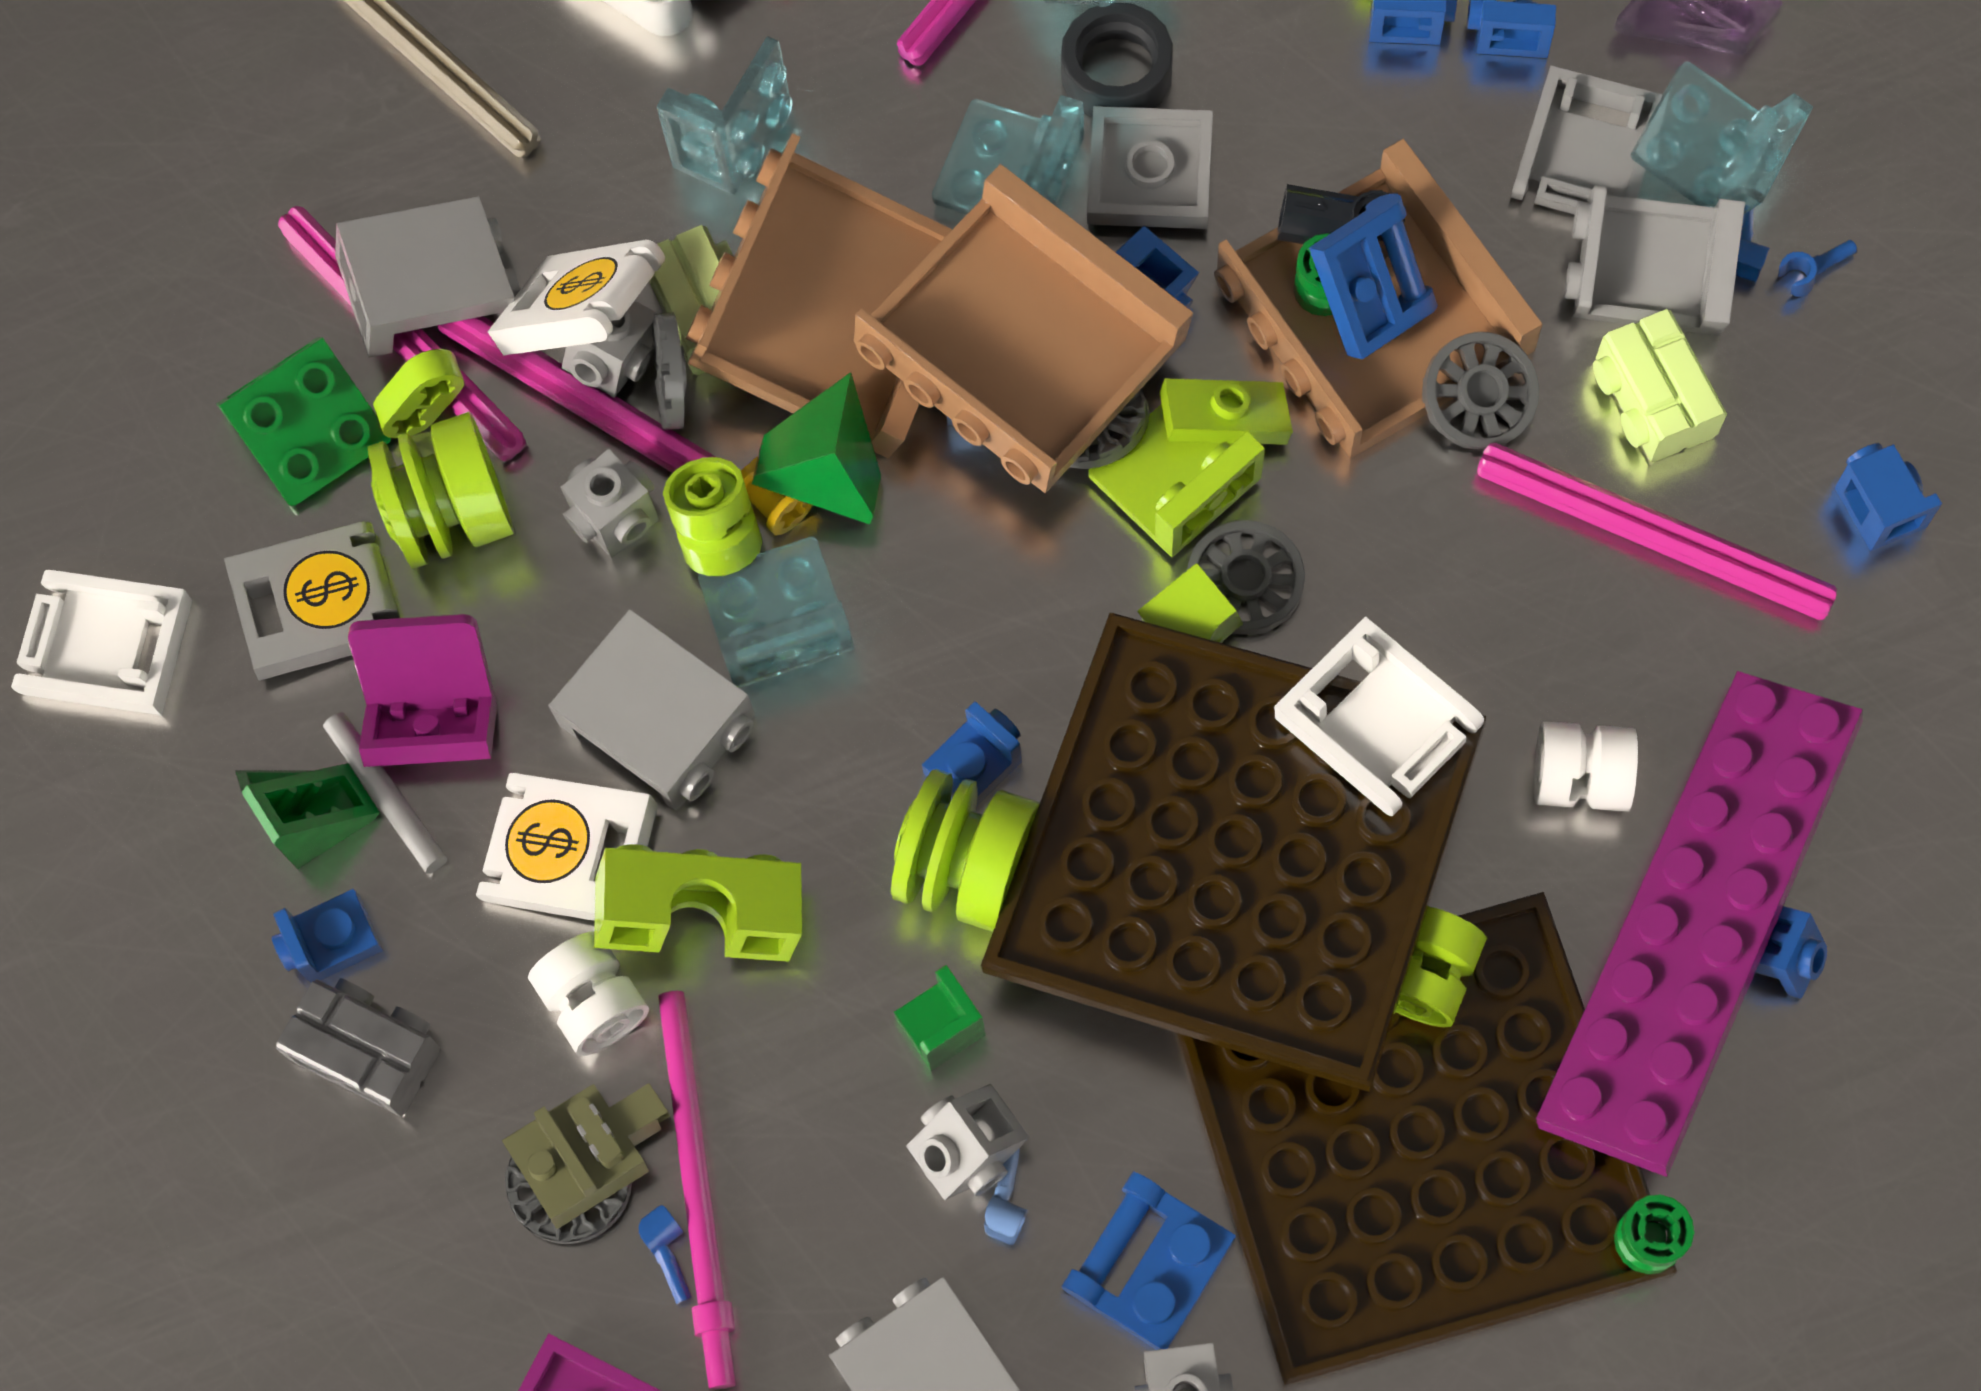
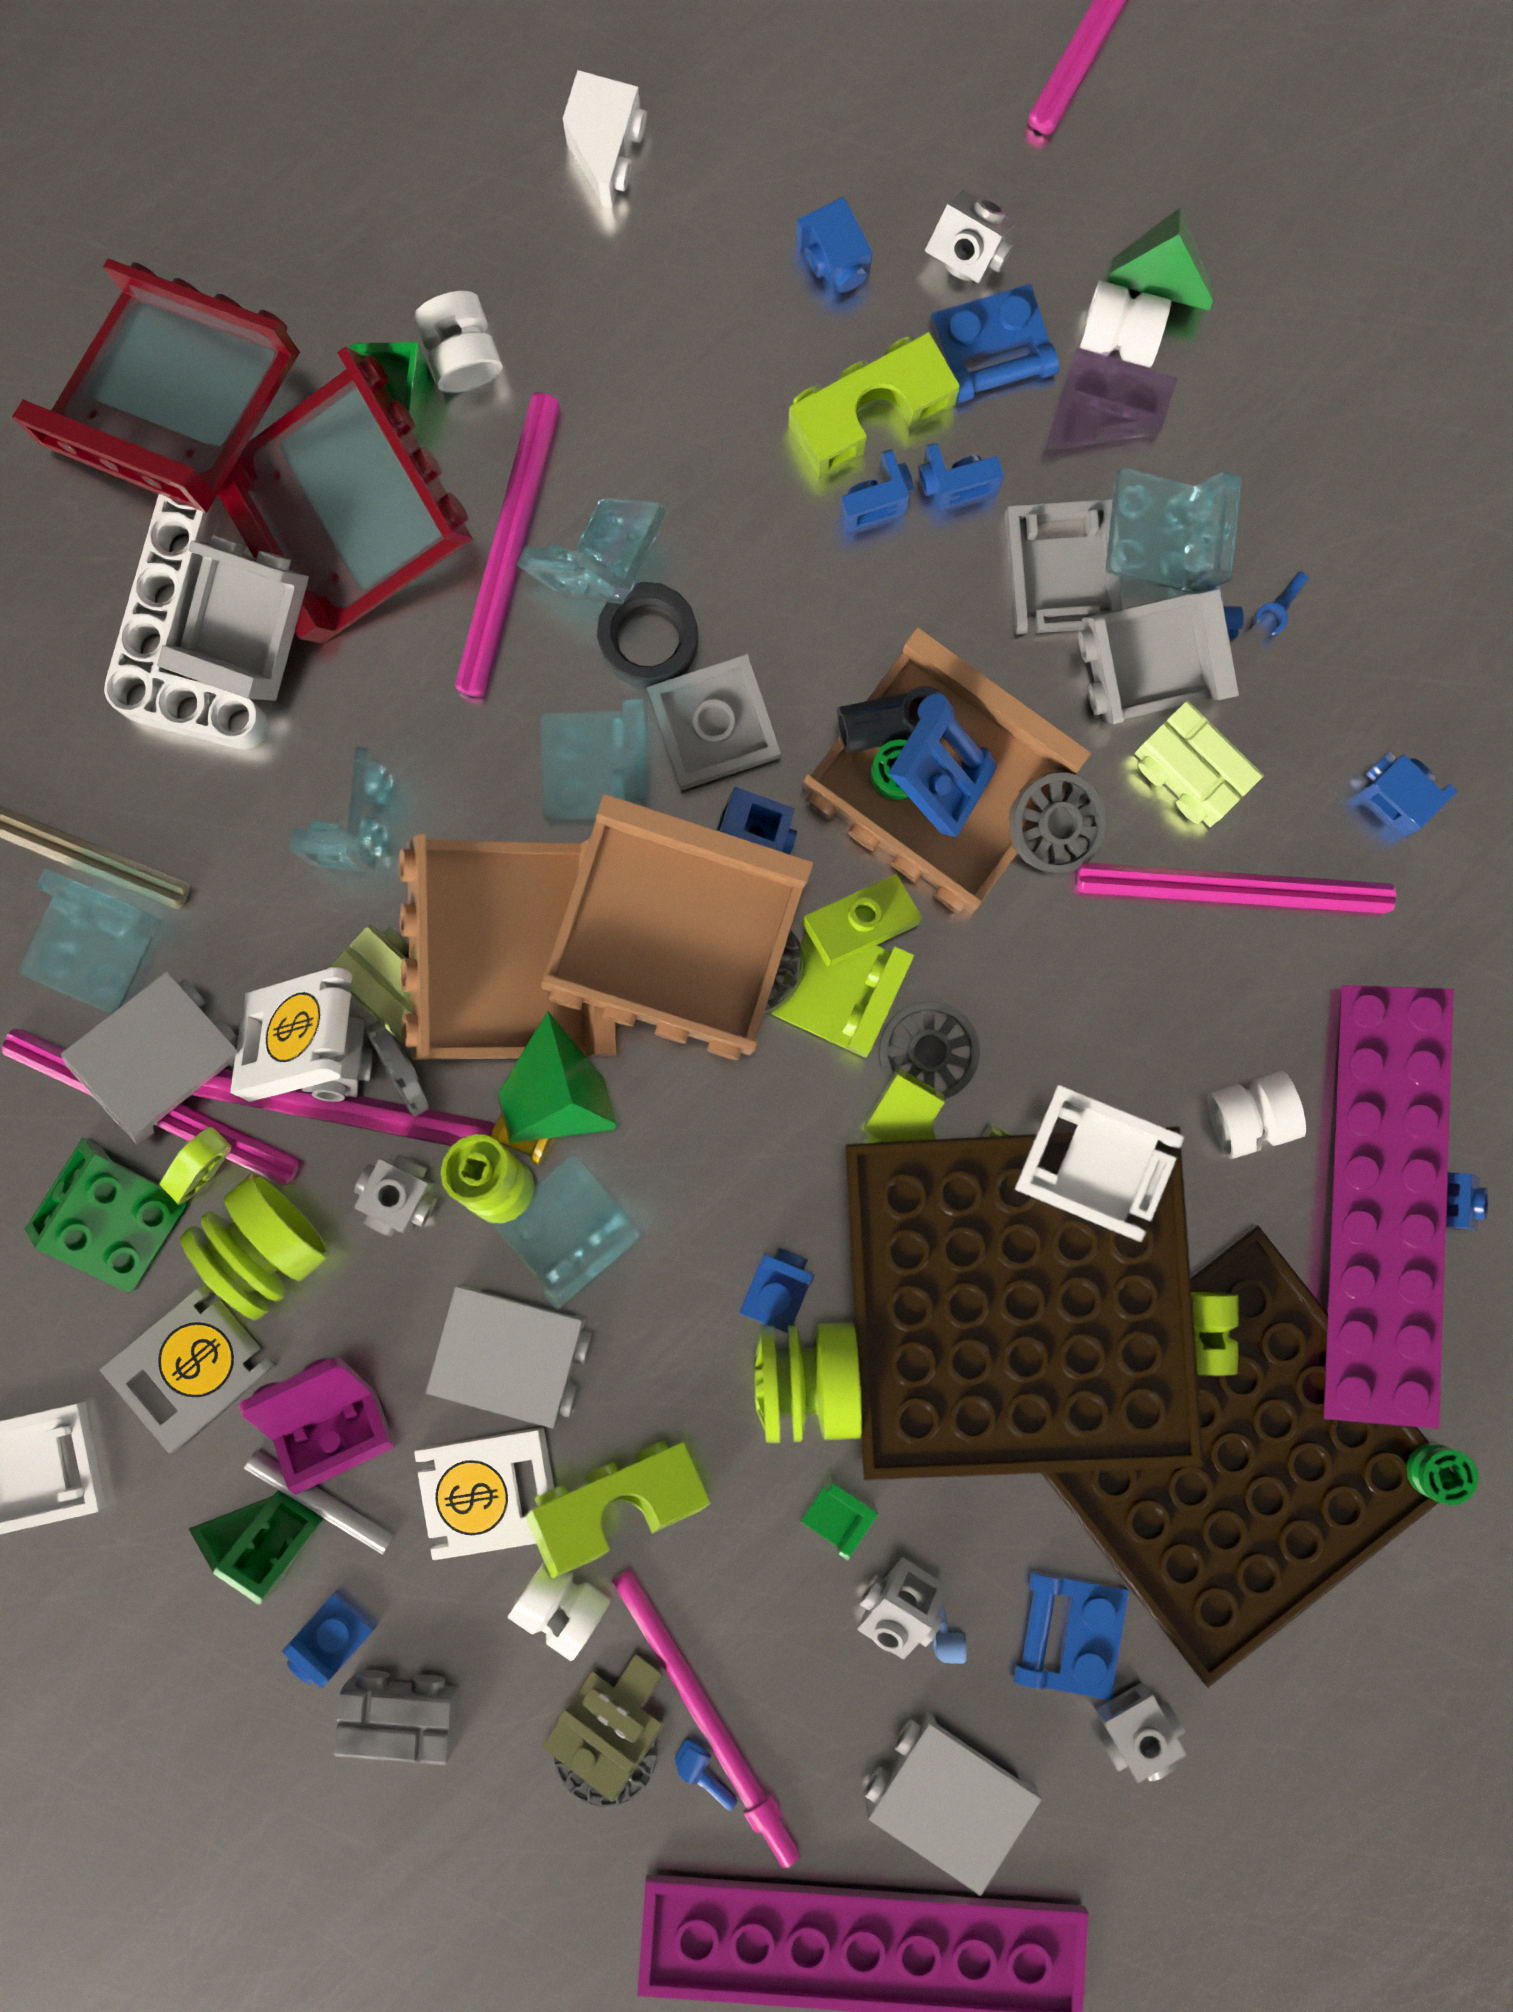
camera: 30 degrees left, 15 degrees up
(419, 146) = (88, 943): none -> clear light blue bracket

